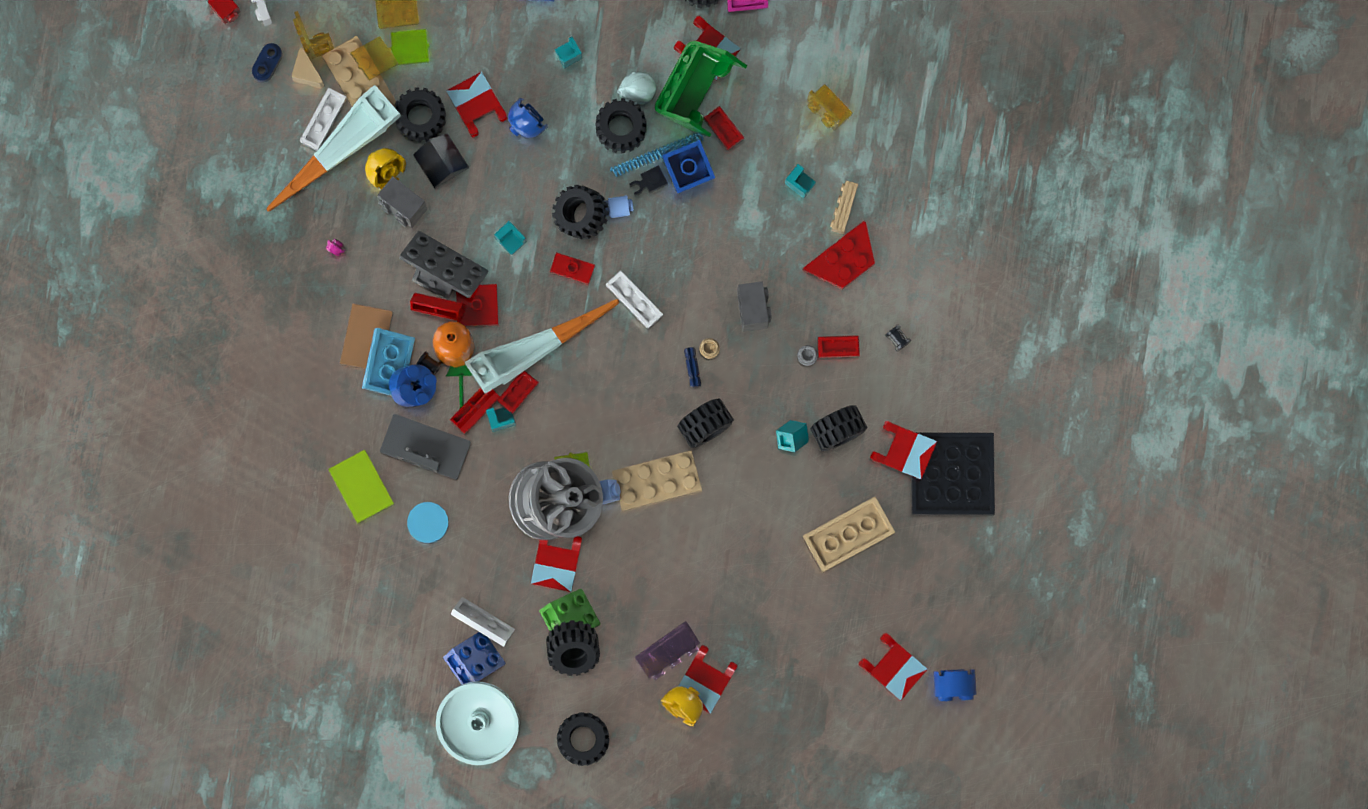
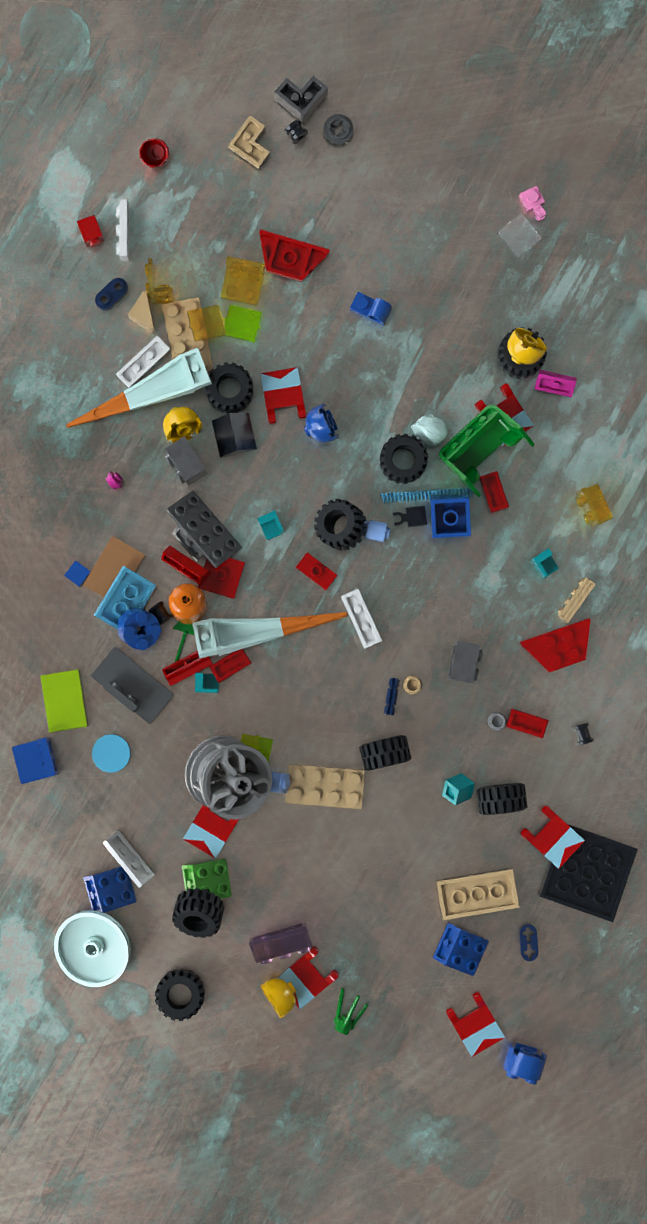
camera: 20 degrees right, 5 degrees up
(330, 354) = (77, 573): none -> blue tile
(352, 556) = (35, 760): none -> blue bracket
(569, 53) = (380, 377): teal panel -> none
(760, 710) = (345, 1023): none -> green plant
(851, 595) = (460, 949): none -> blue bracket
(913, 567) = (533, 942): none -> dark blue beam

